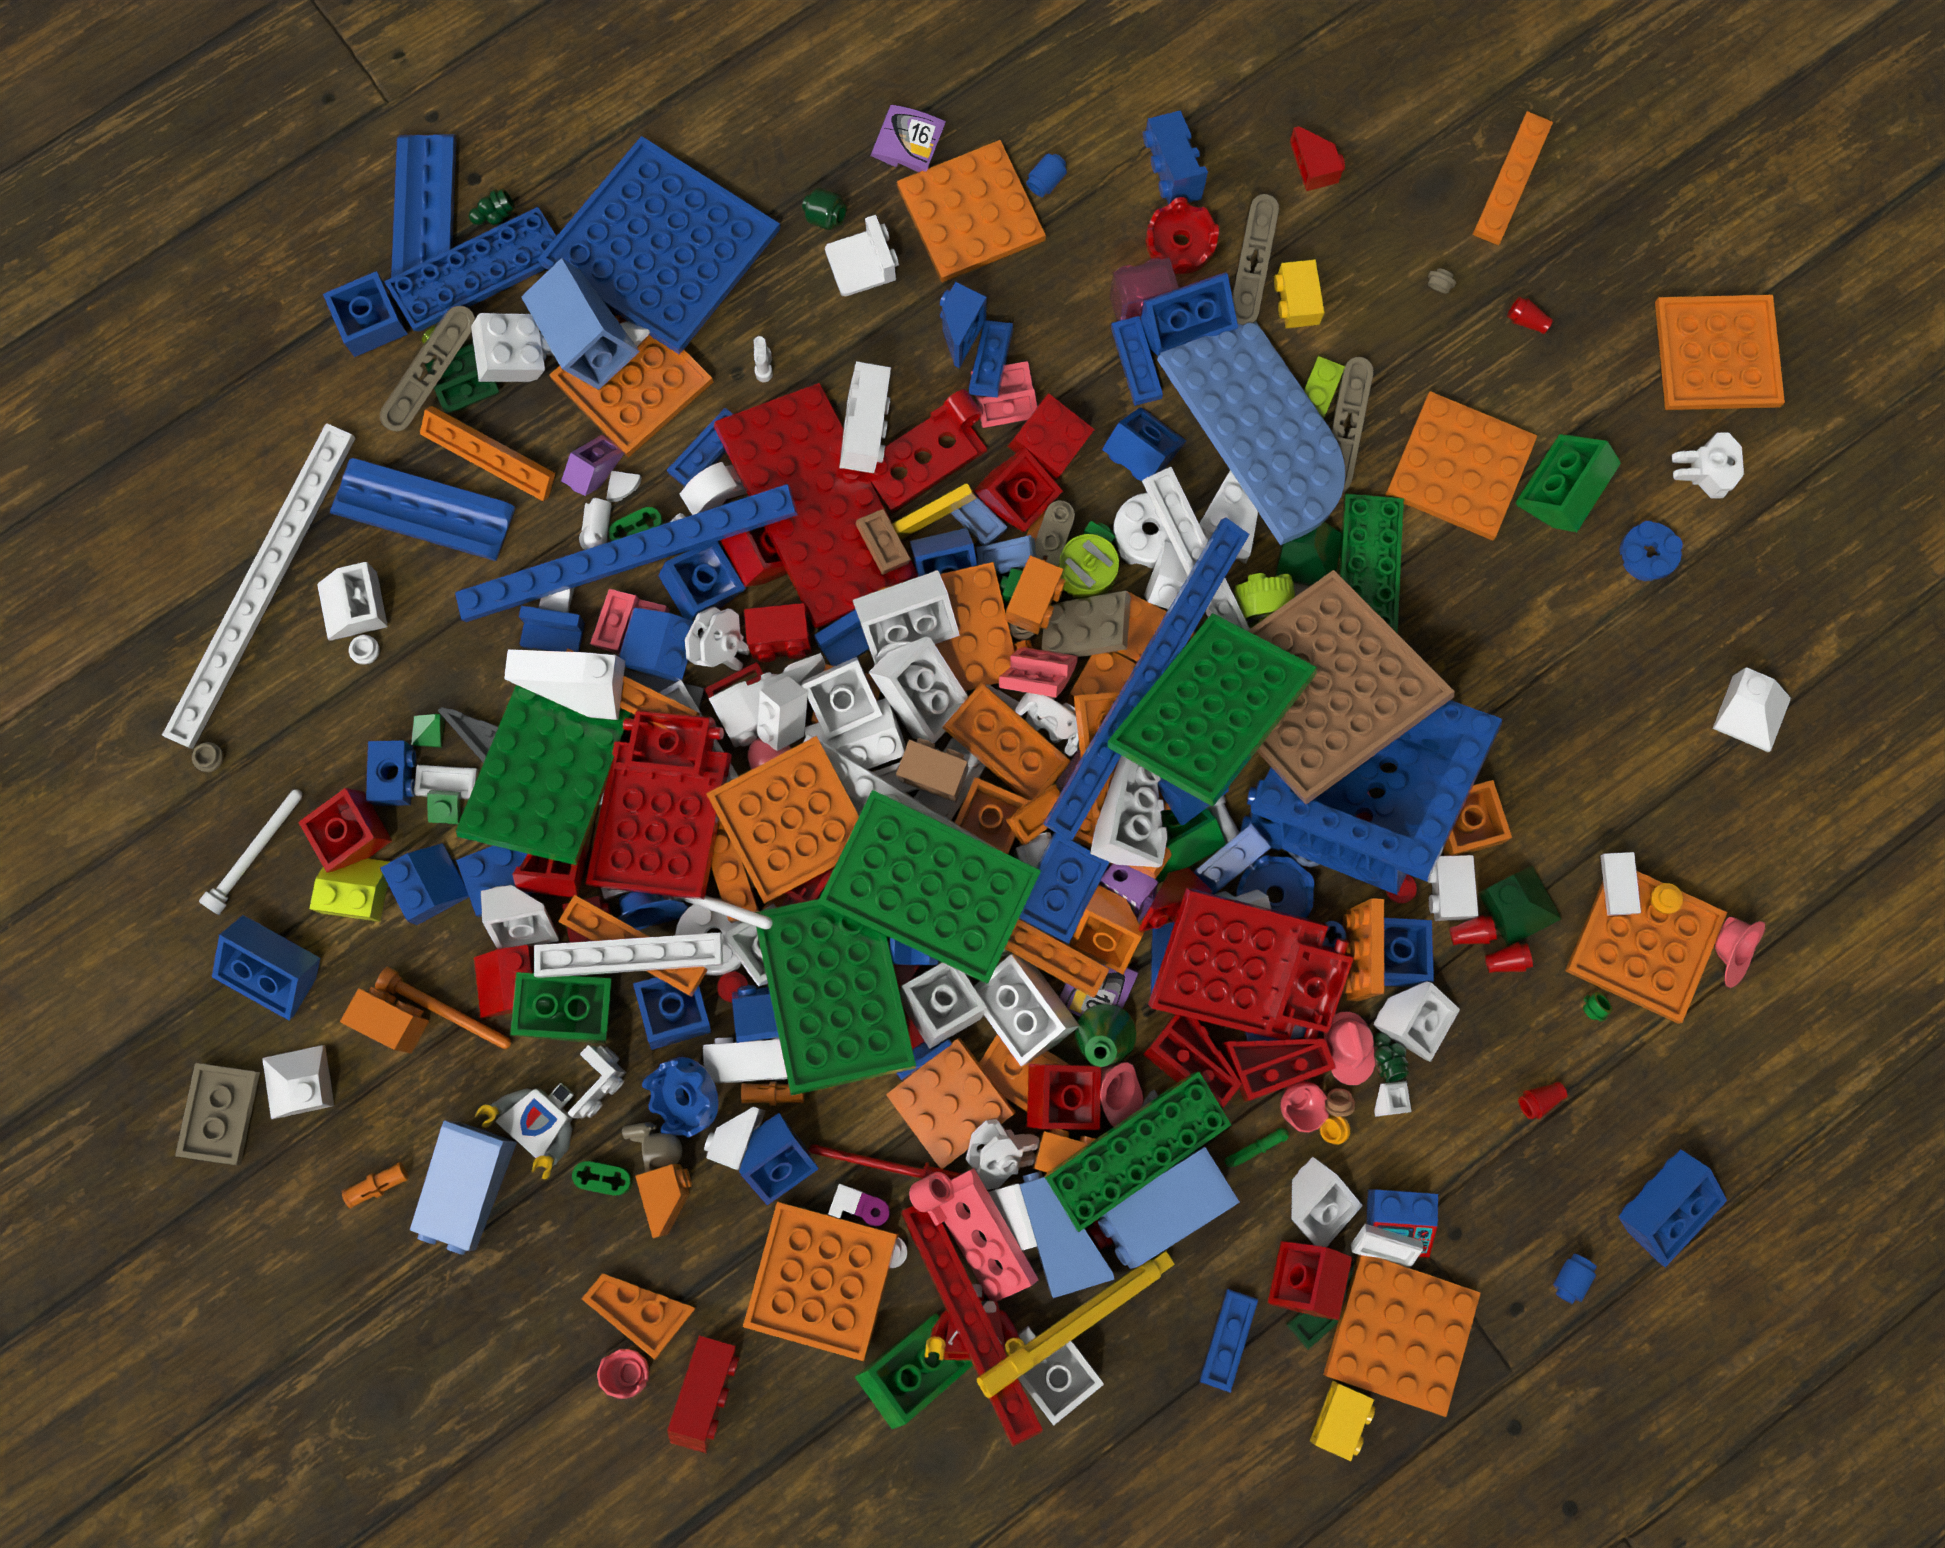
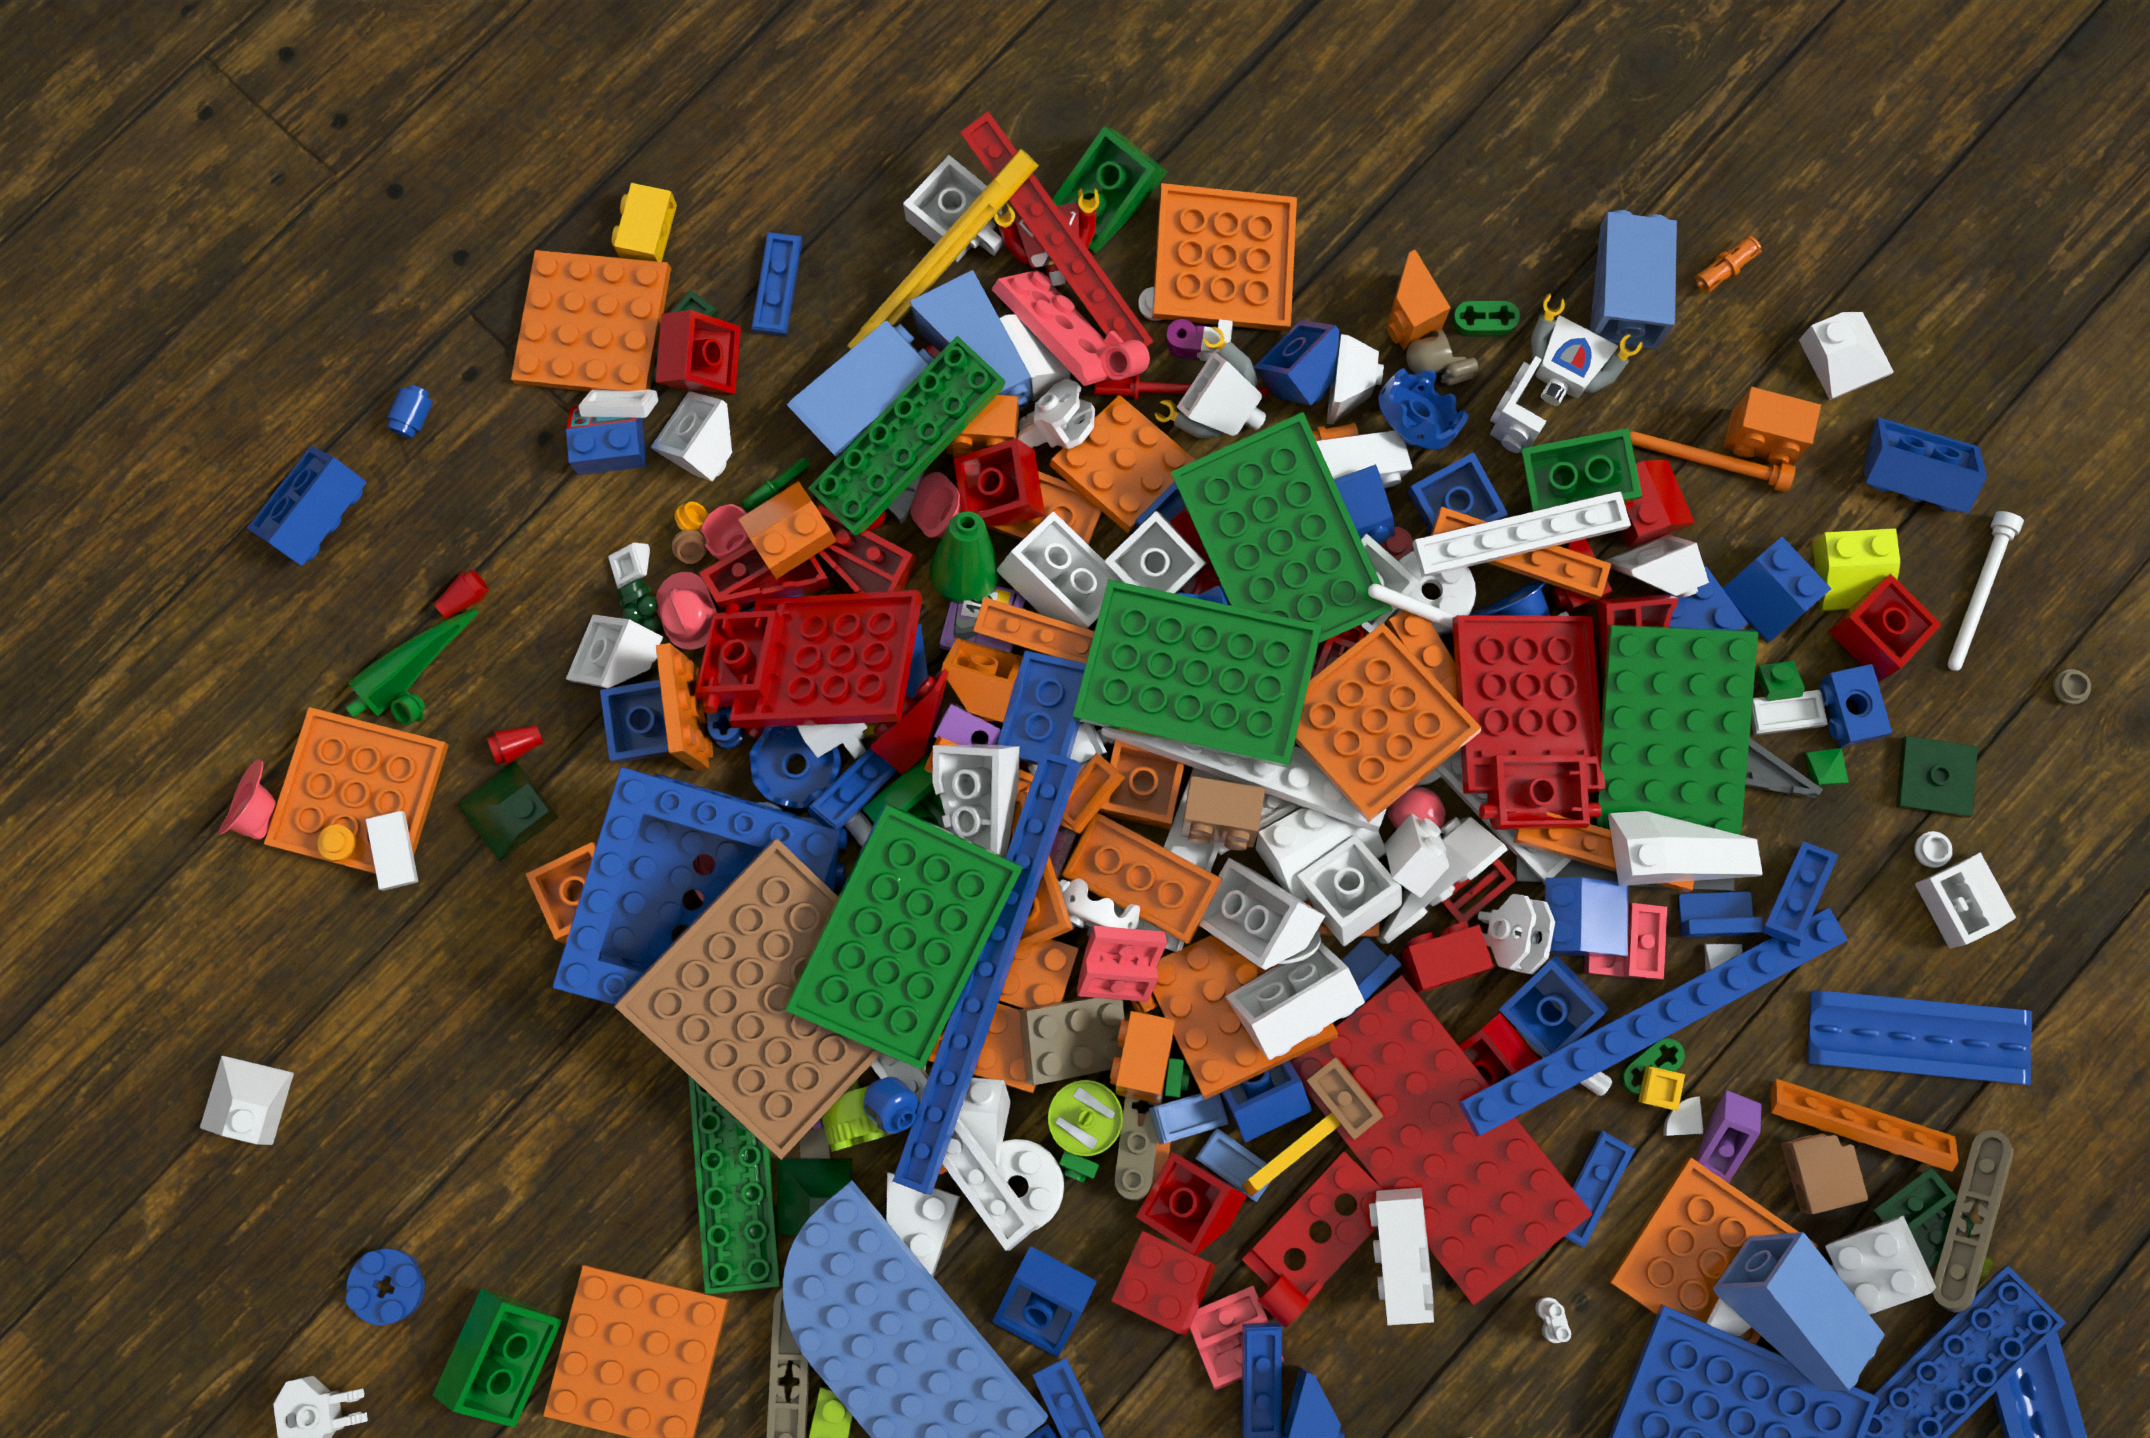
camera: 170 degrees right, 0 degrees up
(217, 1114) = (1921, 303): dark tan plate -> none
(258, 587) = (2083, 908): white plate -> none
(341, 706) = (1937, 776): none -> dark green plate
(365, 314) = (2076, 1277): blue brick -> none
(481, 631) = (1800, 893): none -> blue plate
(529, 423) = (1823, 1173): none -> medium nougat piece
(595, 523) = (1702, 1056): white piece -> none
(623, 1373) = (1410, 128): coral hair -> none
(634, 507) = (1661, 1088): none -> yellow tile
(638, 1313) = (1411, 192): orange wing -> none
(703, 1394) = (1322, 123): red wedge -> none
(712, 488) = (1572, 1129): white brick -> none
(854, 1144) = (1220, 396): none -> white torso
(1241, 591) = (890, 1105): none -> blue head
(1256, 1088) = (787, 530): none -> orange slope
(1453, 889) = (584, 806): white brick -> none
(1474, 931) = (558, 767): red cone -> none
(1606, 1042) = (401, 667): none -> green piece

